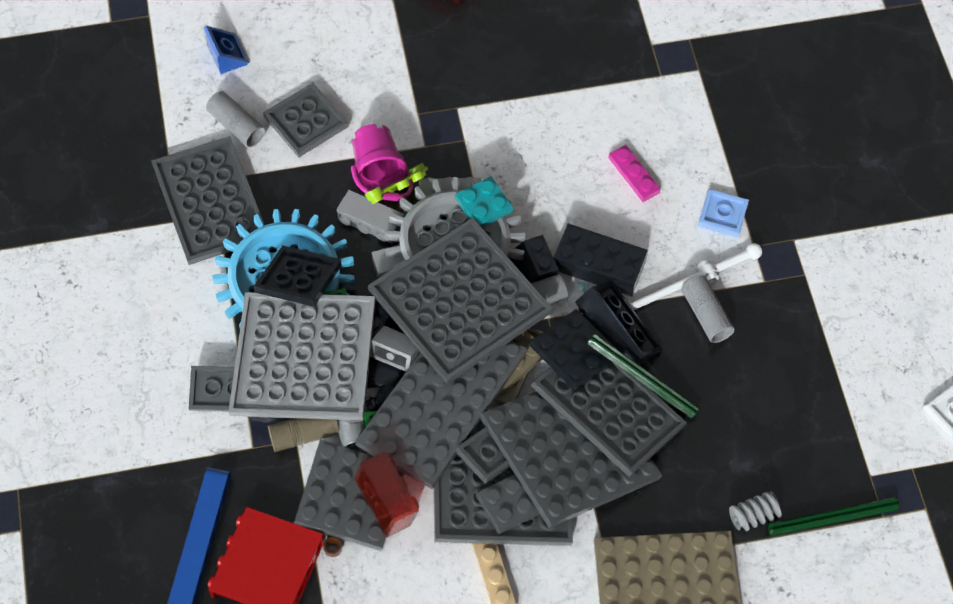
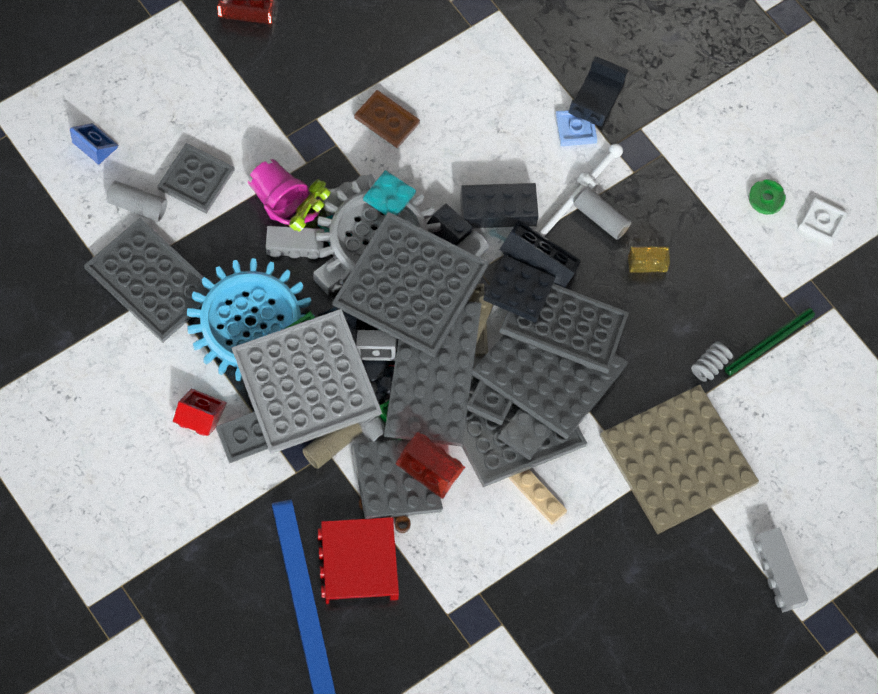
camera: 30 degrees left, 5 degrees up
(185, 345) = (199, 412): none -> red slope
(298, 276) = (269, 316): black plate -> none
(527, 133) = (387, 119): none -> reddish brown plate
(634, 173) = (490, 120): dark pink plate -> none
(643, 375) = (580, 288): dark green axle -> none
(736, 375) = (649, 259): none -> clear yellow brick
(763, 185) = (598, 91): none -> black panel
(900, 372) = (767, 206): none -> green tile

